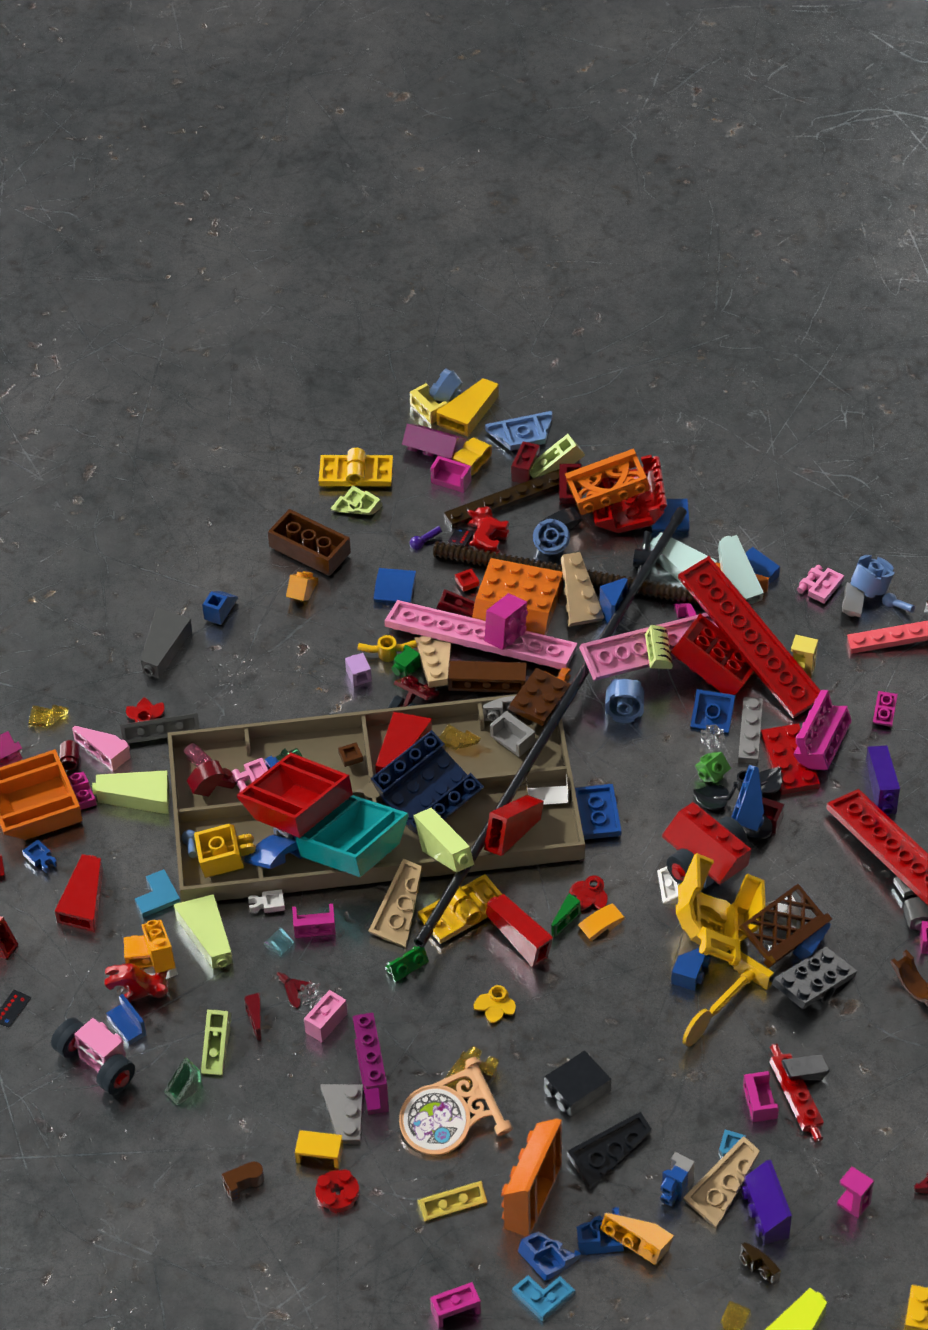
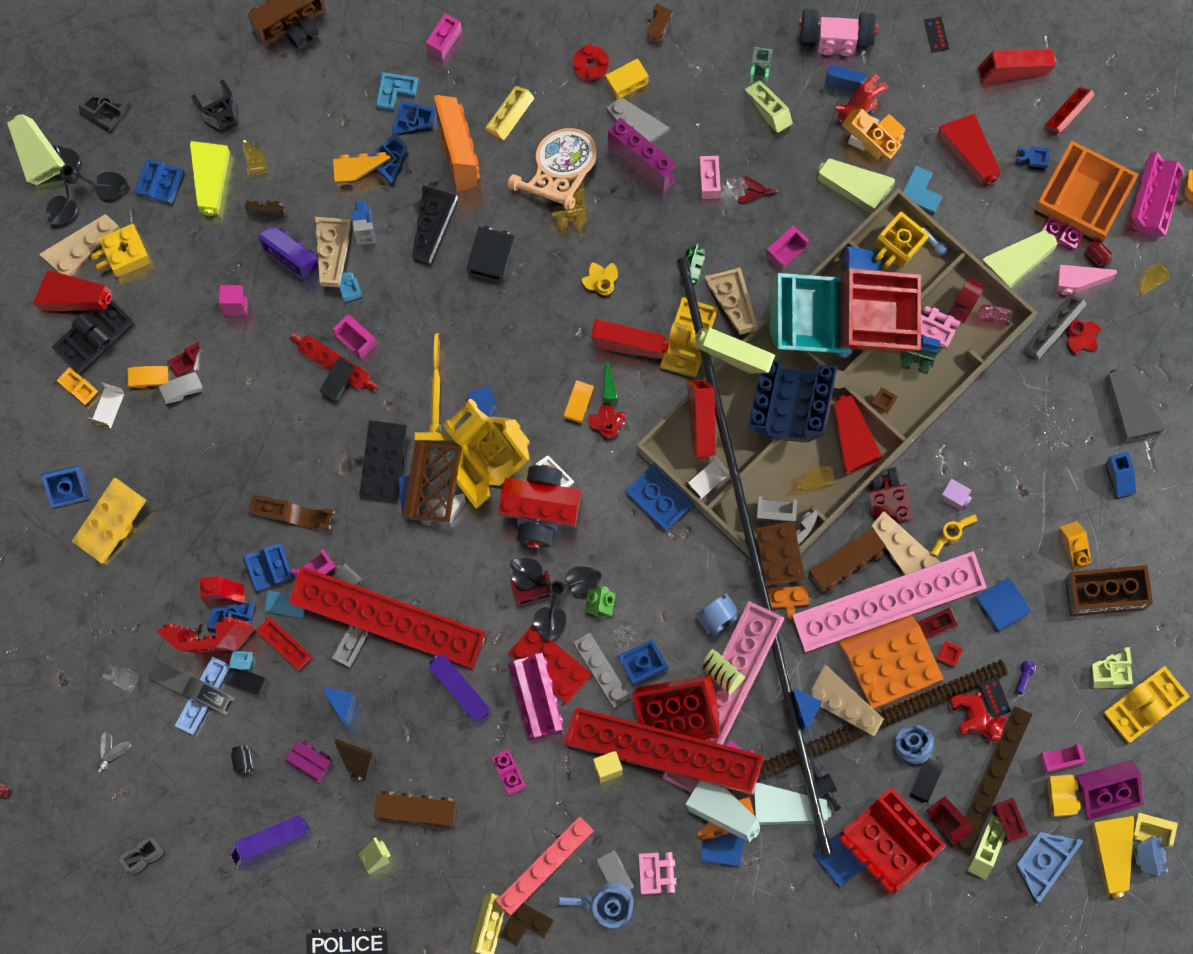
camera: 140 degrees right, 25 degrees up
(253, 1009) = (760, 144): dark red slope -> none
(271, 901) = (834, 240): white plate -> none
(279, 942) = (799, 216): clear light blue slope -> none
(406, 662) = (925, 529): green brick -> none
(505, 621) = (869, 610): dark pink brick -> none
(615, 467) = (935, 821): orange fence -> none
(749, 804) = (536, 566): blue slope -> none

